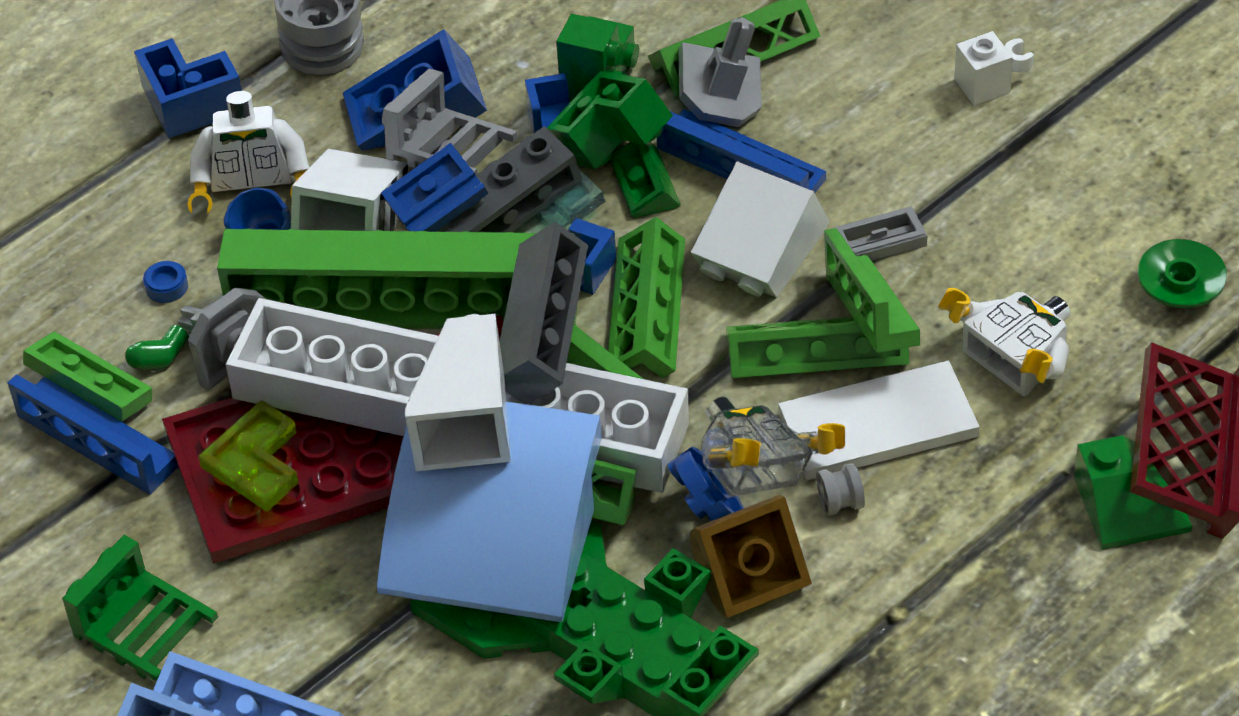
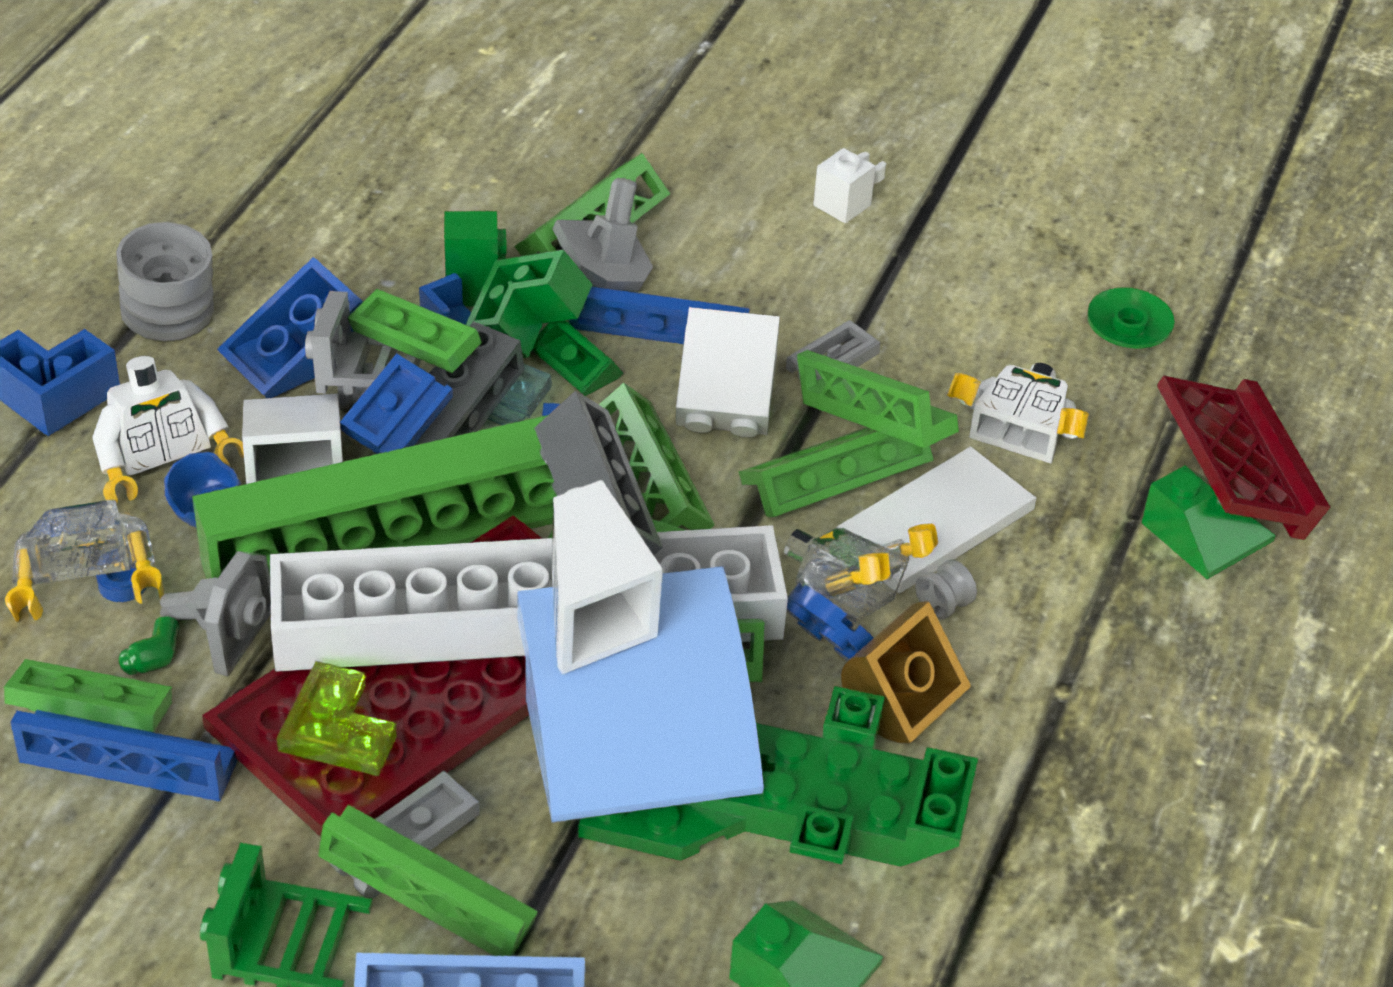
camera: 30 degrees left, 5 degrees down
(136, 244) = (80, 544): none -> clear torso
(259, 611) = (425, 882): none -> bright green fence
(269, 566) = (426, 818): none -> light grey plate
(485, 123) = (414, 330): none -> bright green plate

